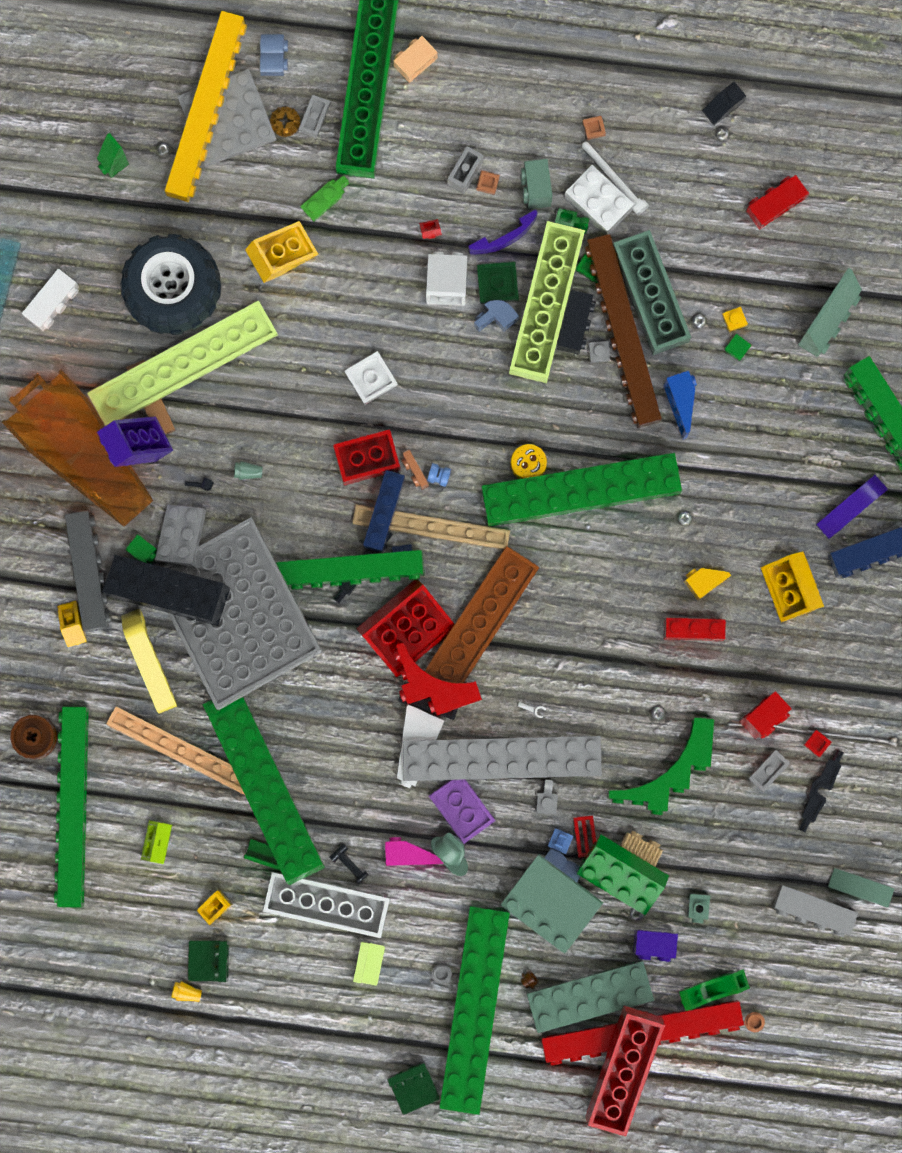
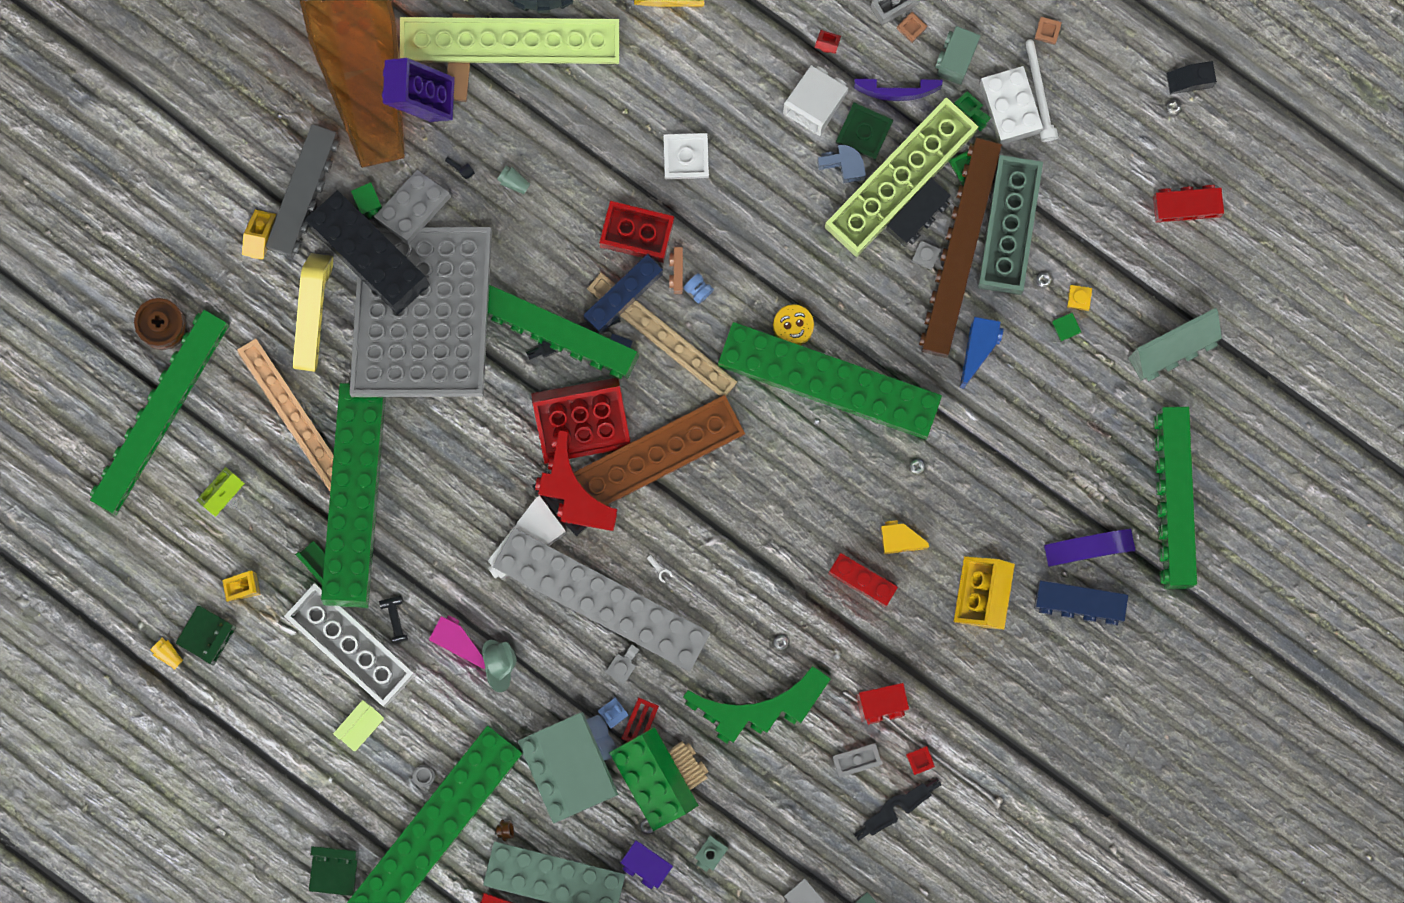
camera: 30 degrees right, 0 degrees up
(462, 809) = (535, 627): medium lavender tile -> none

